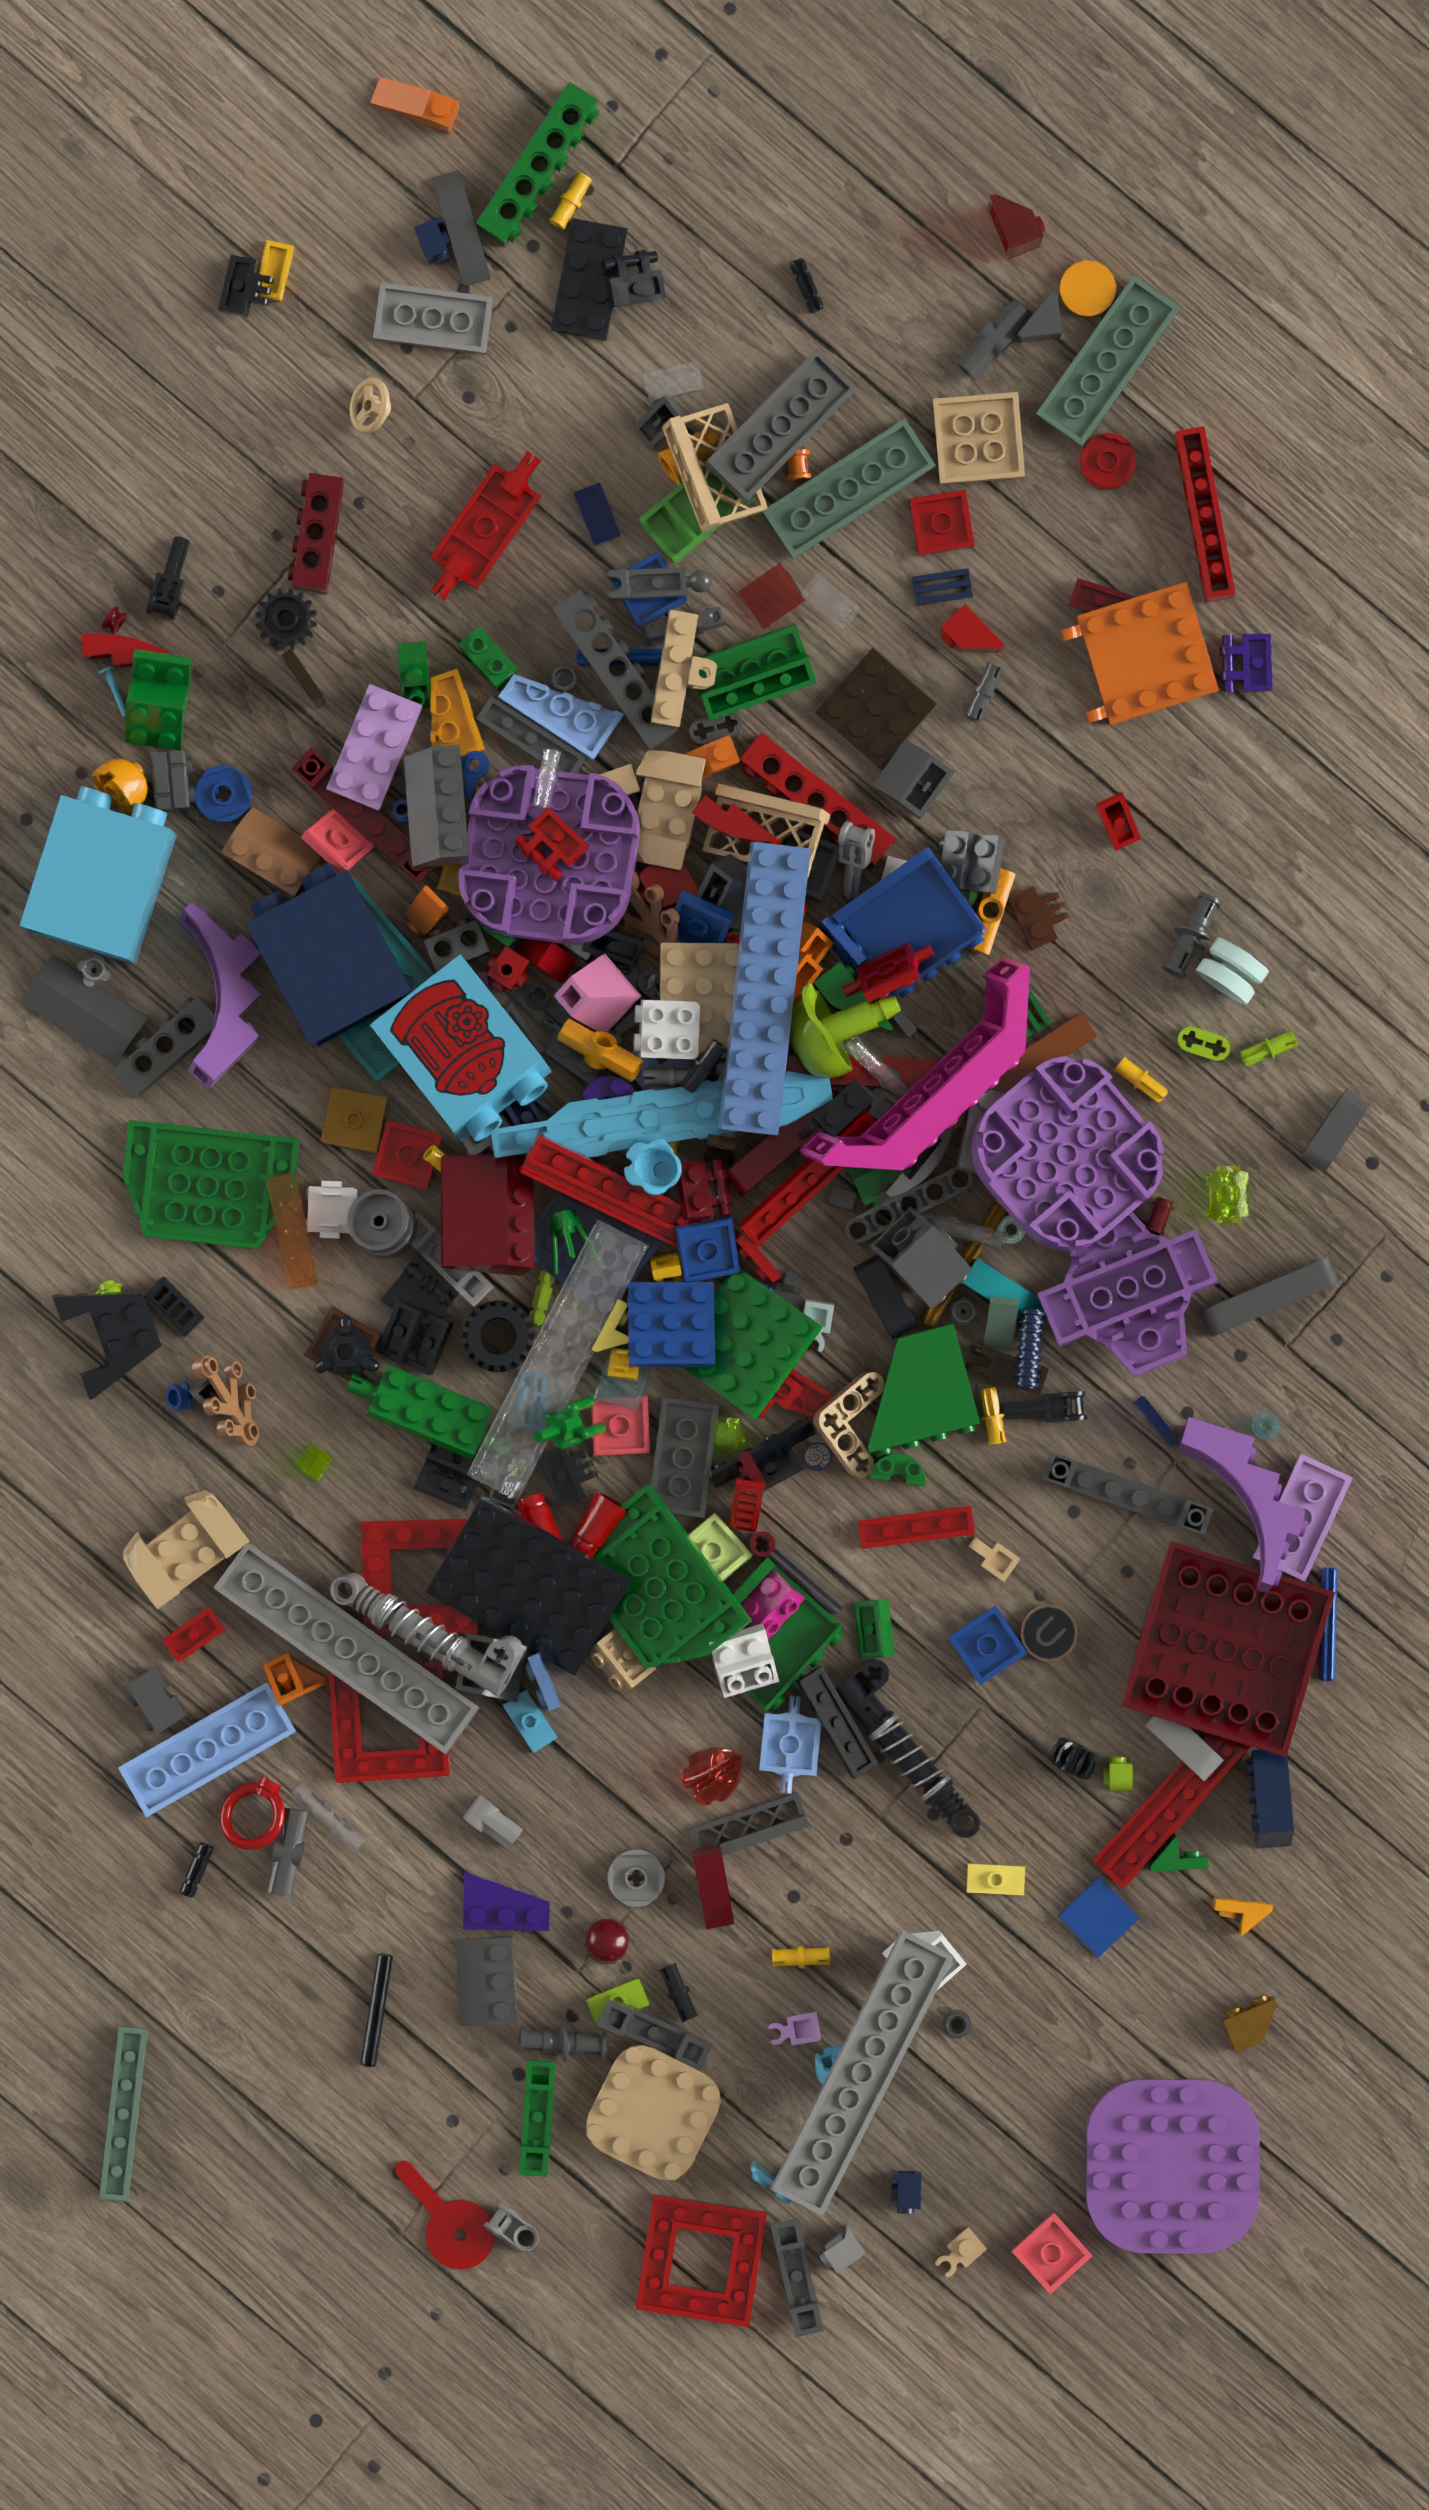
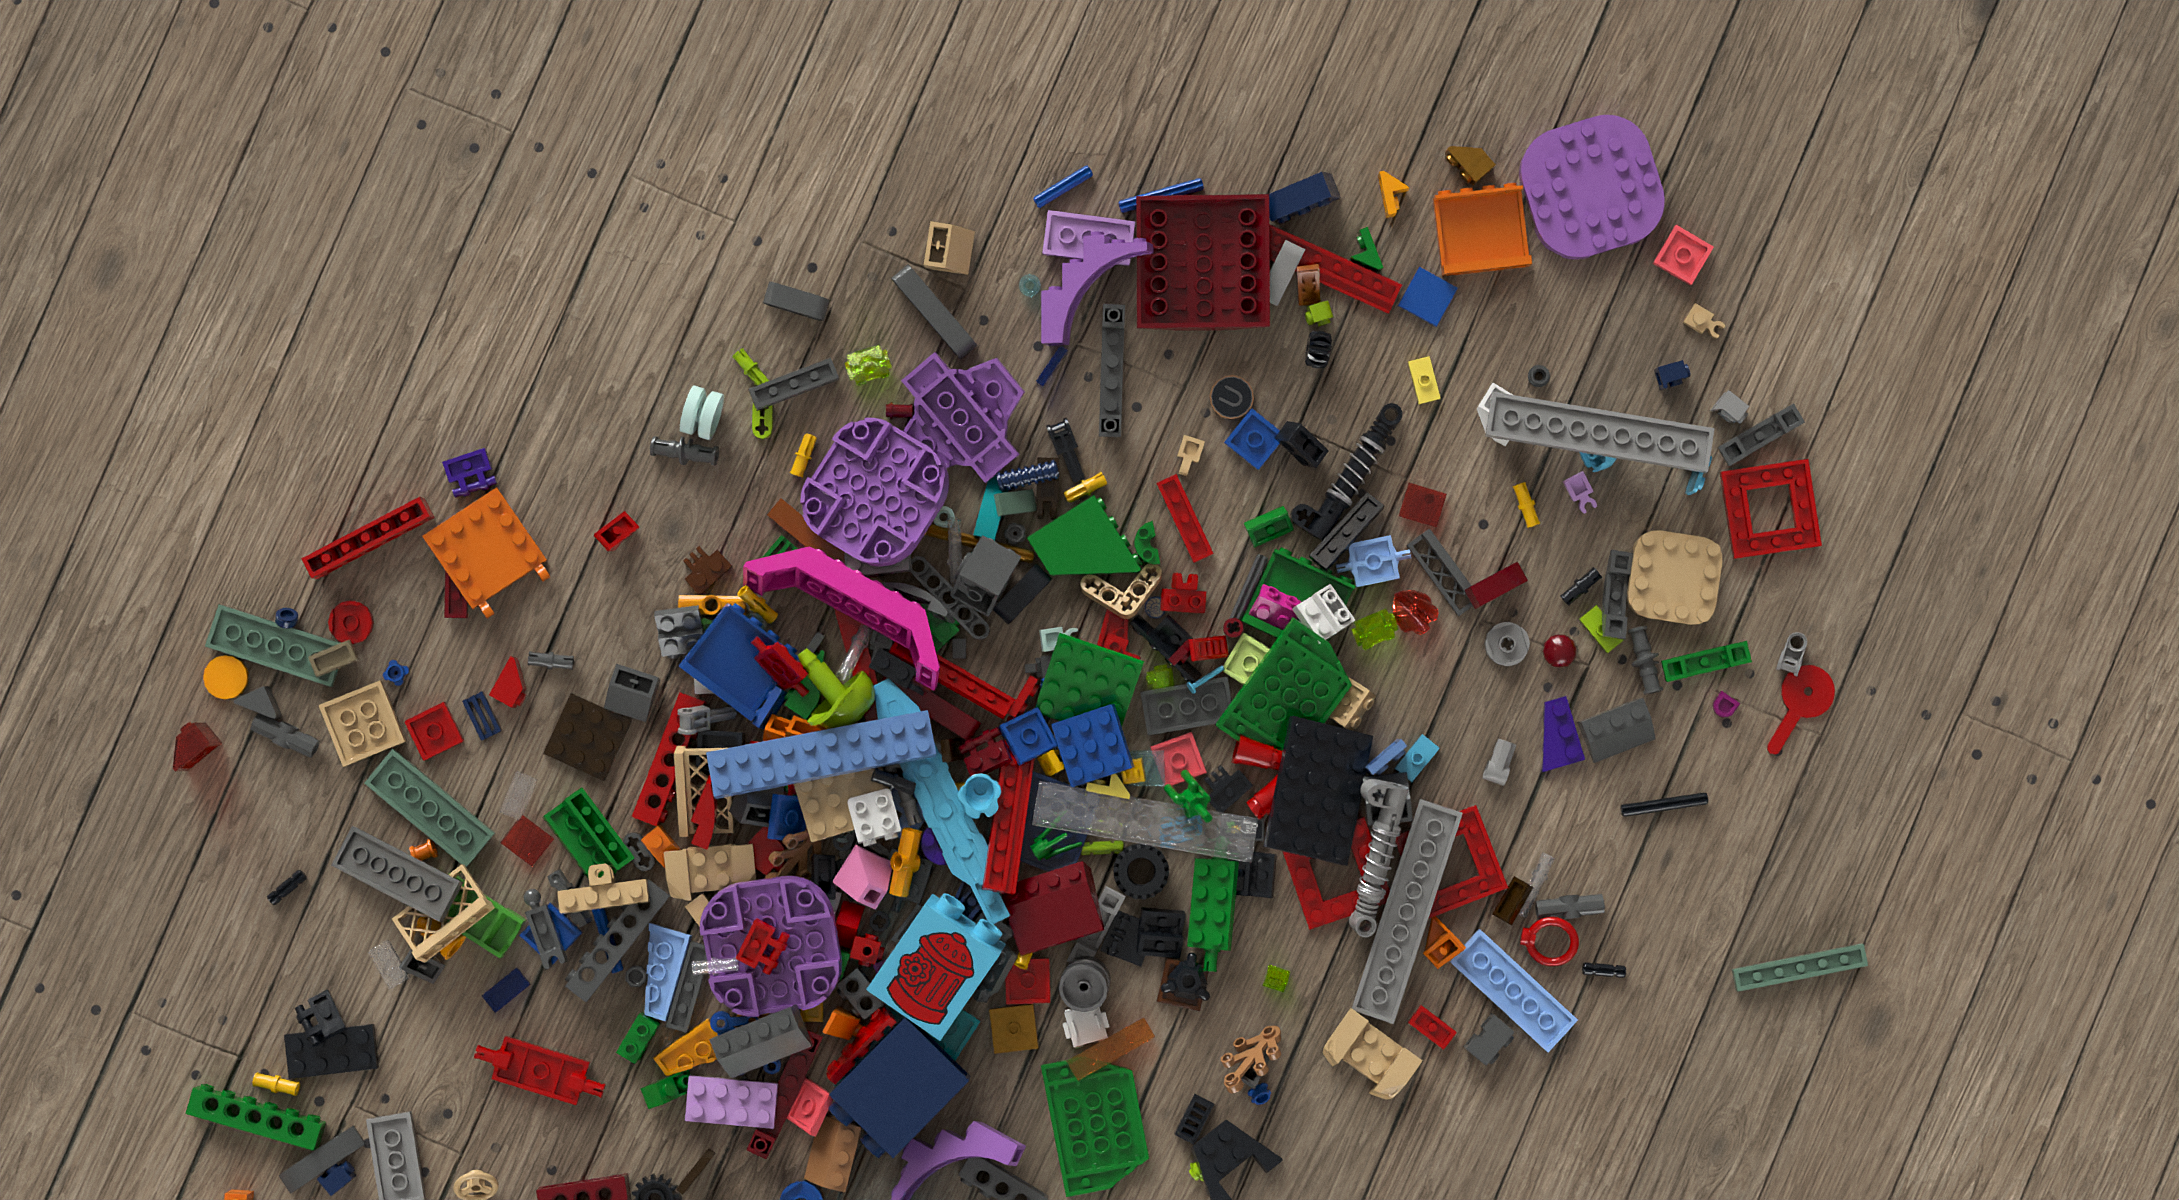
camera: 105 degrees left, 0 degrees up
(317, 1783) = (1512, 900): none -> dark brown tile
(393, 926) = (860, 1046): none -> red wing
(426, 1117) = (996, 976): none -> dark grey hinge
(475, 2125) = (1724, 705): none -> magenta tile
(705, 1719) = (1374, 629): none -> clear neon green piece
(709, 1487) = (1191, 687): none -> medium azure pin
(820, 1495) = (1183, 596): none -> red plate
(841, 1827) = (1422, 505): none -> clear red piece
(962, 1700) = (1301, 444): none -> black brick
(967, 970) = (757, 604): none -> yellow pin
(1020, 497) = (389, 673): none -> blue plate
(1069, 427) = (333, 658): none -> dark tan tile
(1137, 385) = (286, 618): none -> dark blue tile
(1159, 1771) = (1308, 284): none -> dark orange plate
(1161, 2010) = (1481, 230): none -> orange panel
(1233, 1095) = (793, 384): none -> dark grey plate
(1342, 1339) = (949, 248): none -> tan slope
(1377, 1505) = (1063, 186): none -> blue axle

